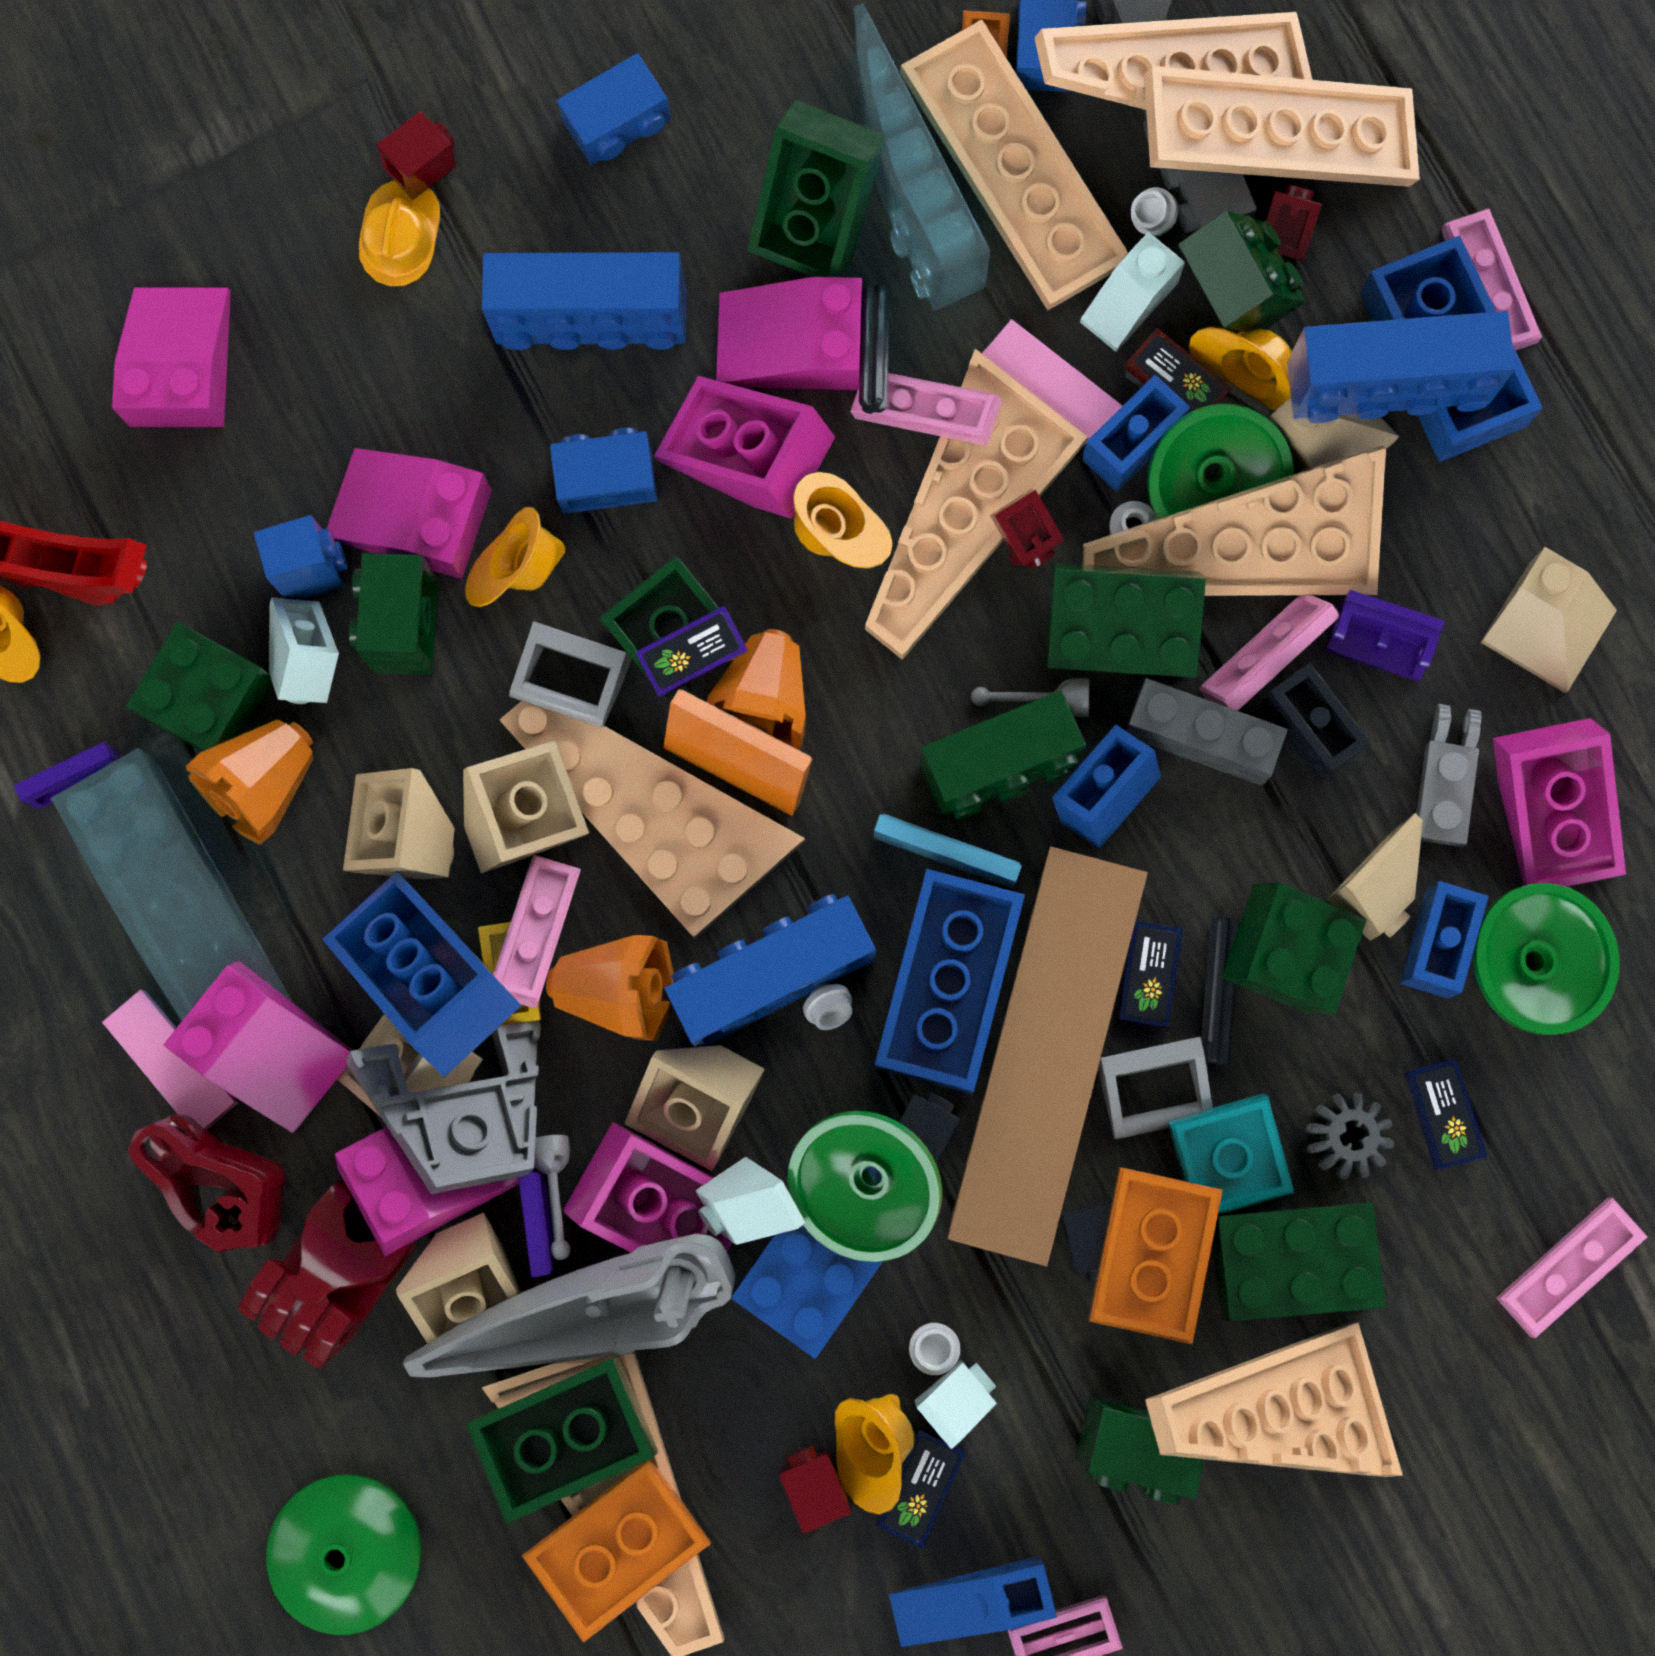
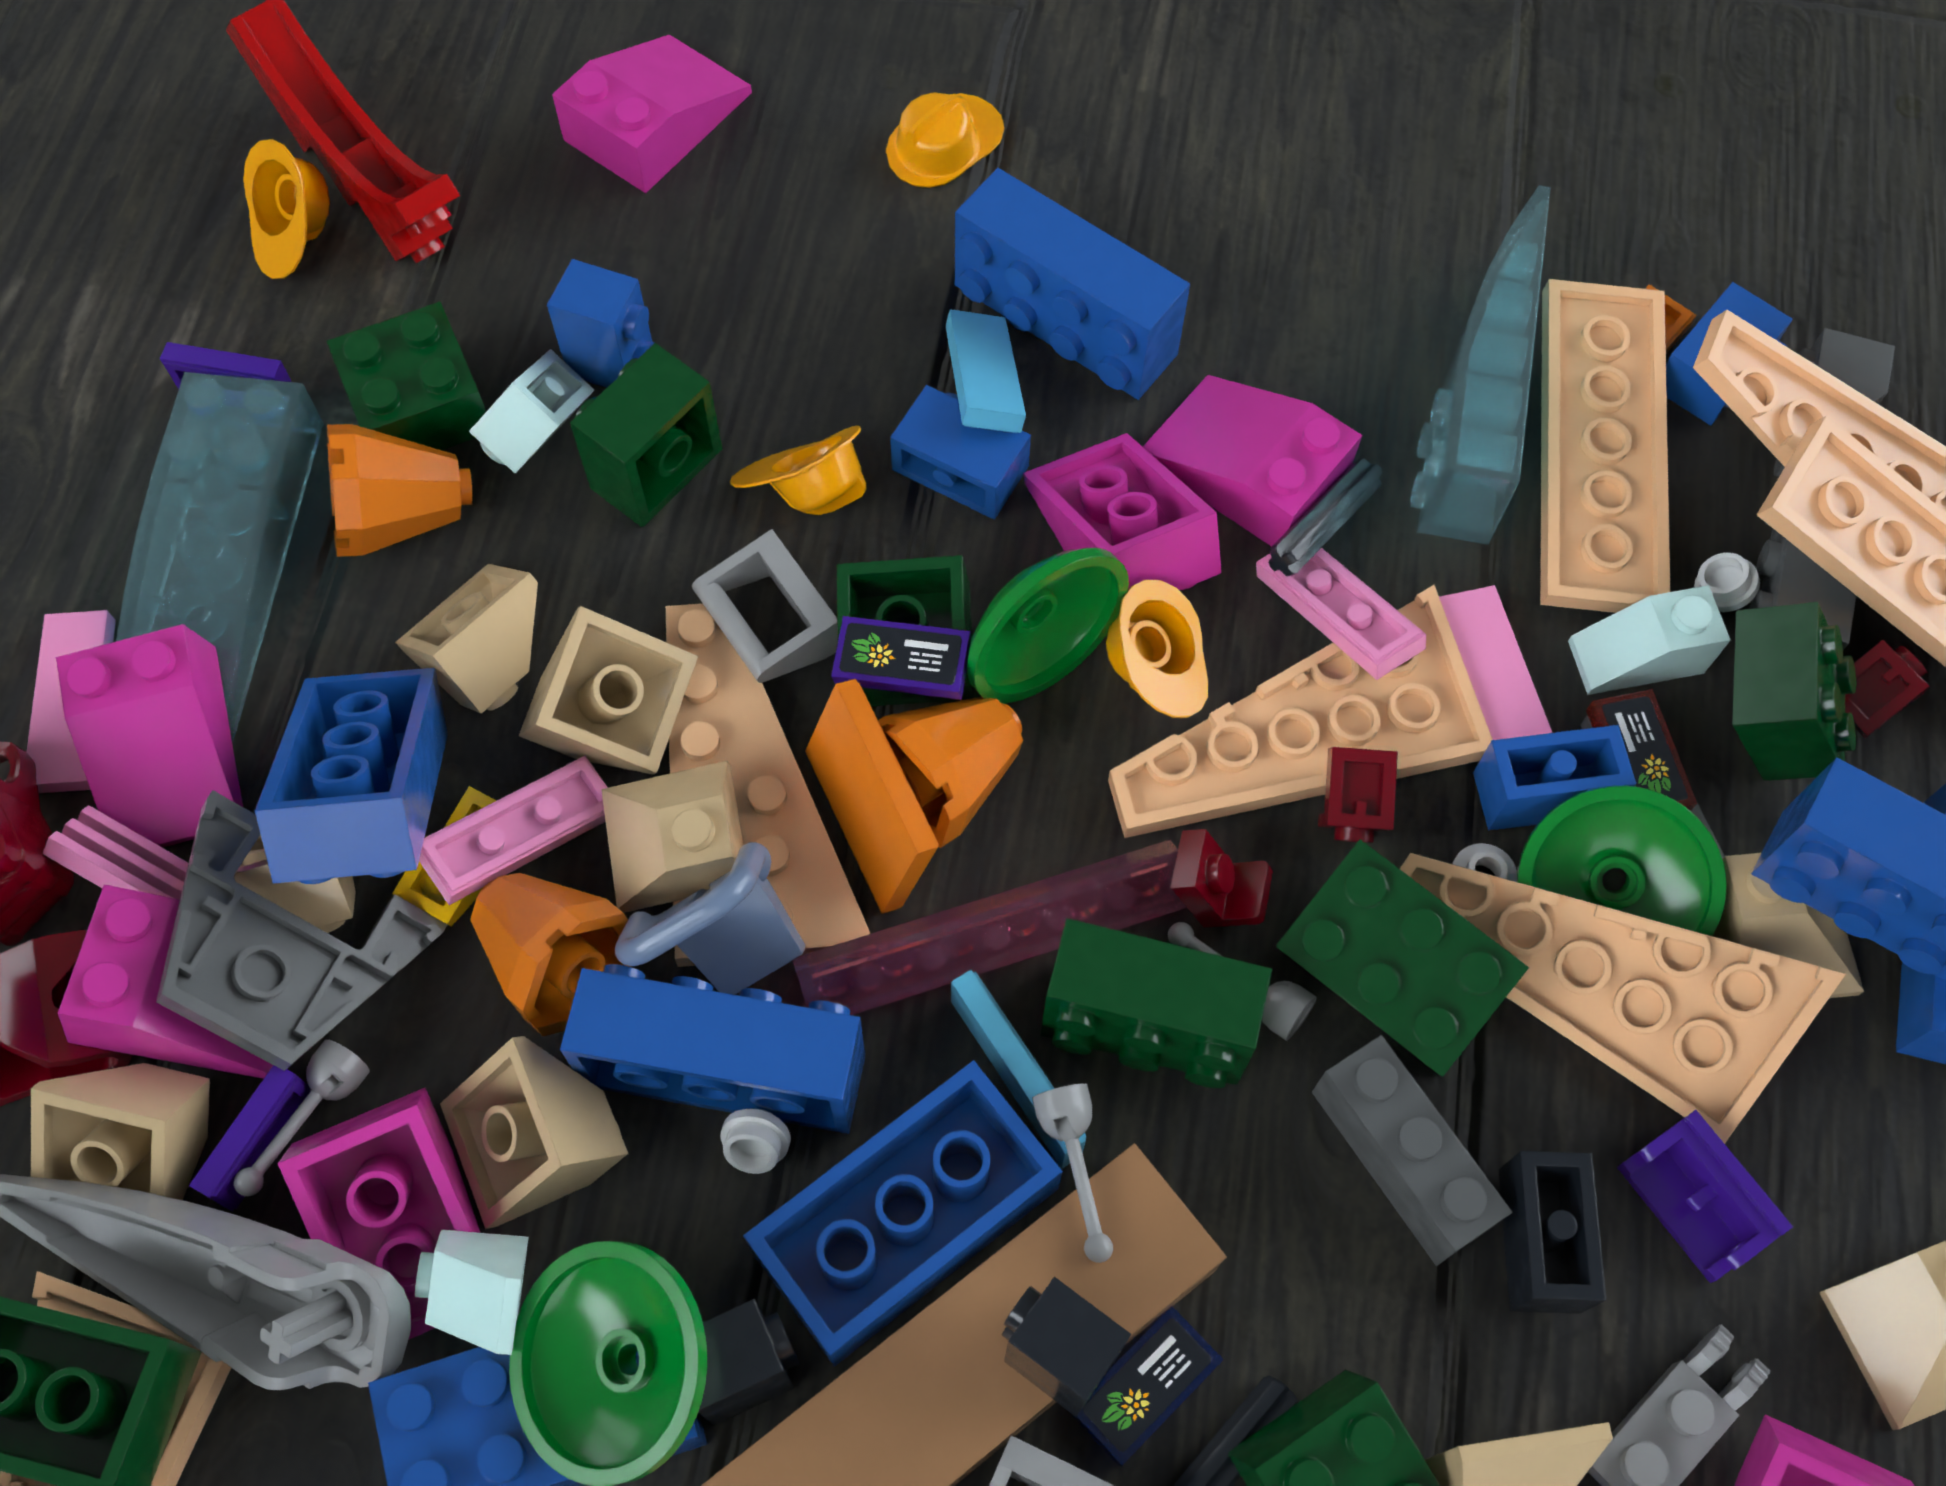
camera: 30 degrees right, 15 degrees down
(310, 1127) = (116, 856): none -> bright pink tile
(410, 508) = (761, 366): dark pink slope -> none
(417, 154) = (1013, 80): dark red brick -> none
(578, 403) = (985, 372): none -> medium azure tile
(614, 110) = (1230, 156): blue brick -> none
(634, 864) = (671, 834): none -> tan slope
(718, 899) = (728, 932): none -> sand blue piece
(758, 561) = (1045, 623): none -> green dish
(815, 191) = (1374, 323): dark green brick -> none
(871, 779) = (990, 931): none -> clear pink plate
(984, 651) = (1216, 888): none -> dark red bracket
(1003, 862) = (1065, 1117): none -> light grey hinge
(1100, 991) = (1062, 1343): none -> black brick
(1107, 786) = (1250, 1126): blue brick -> none
(1248, 360) = (1734, 791): light orange piece -> none
(1269, 652) = (1551, 1116): bright pink tile -> none

